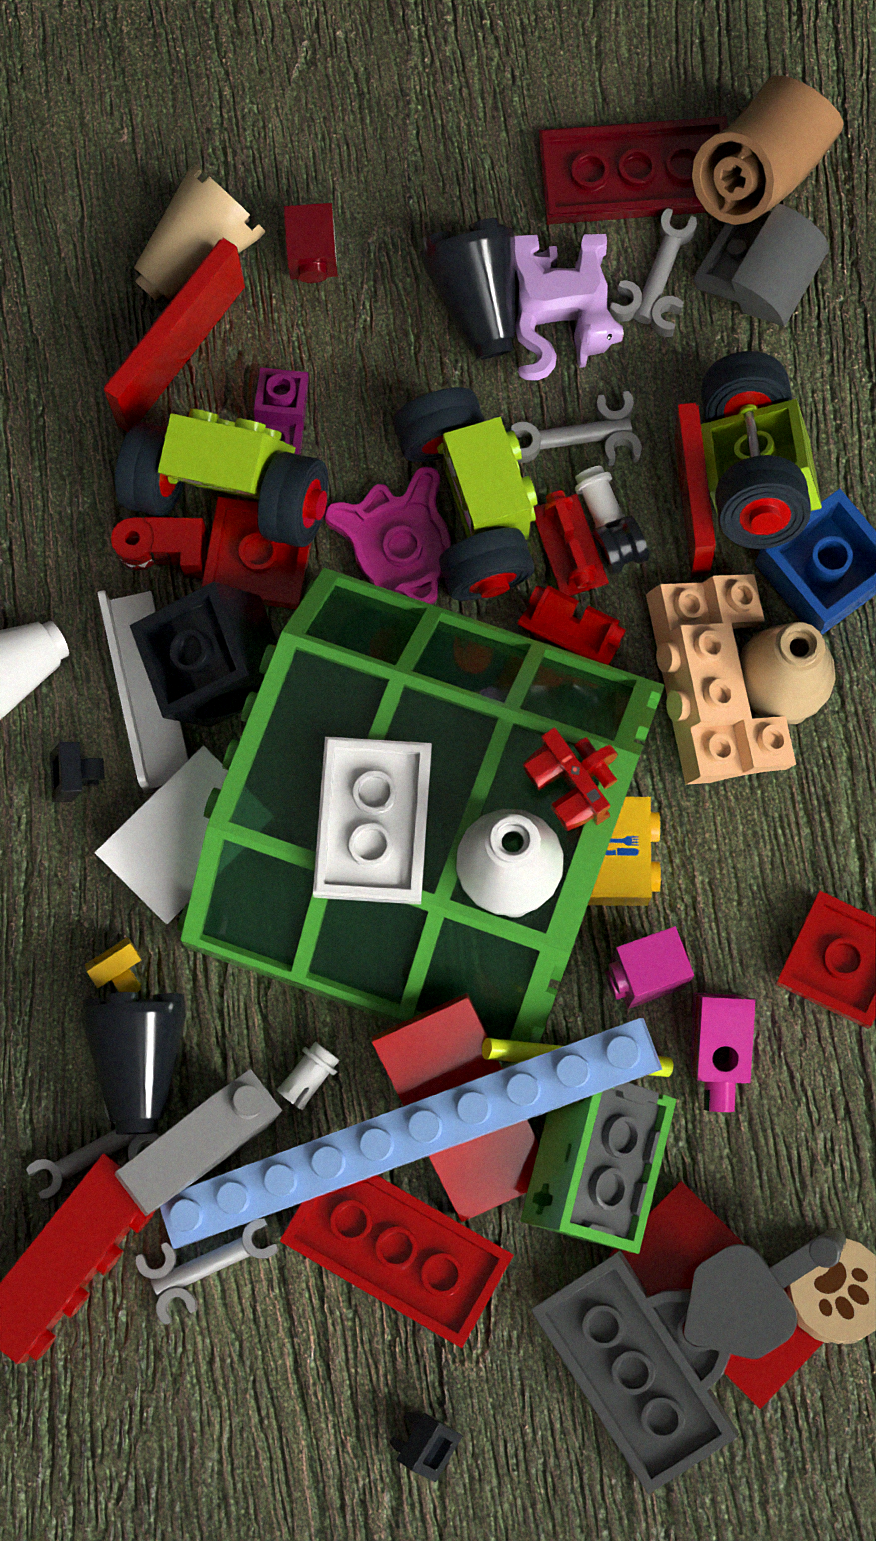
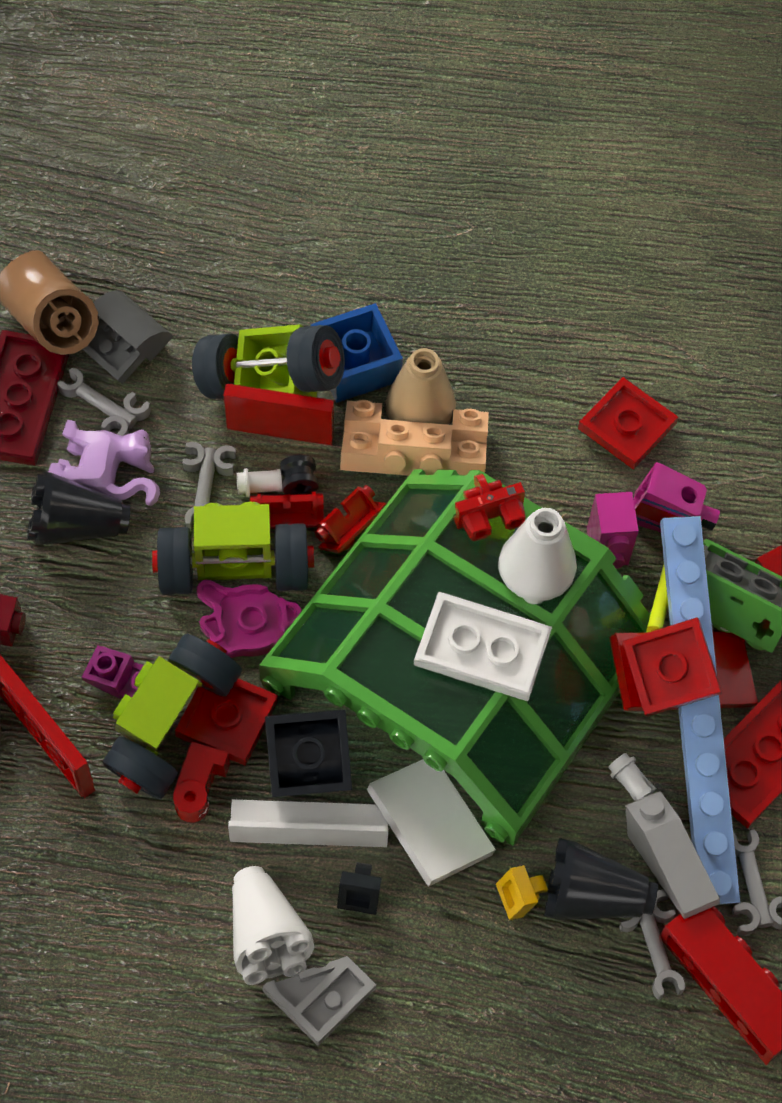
camera: 80 degrees left, 15 degrees down
(431, 1080) = (672, 667): none -> red plate

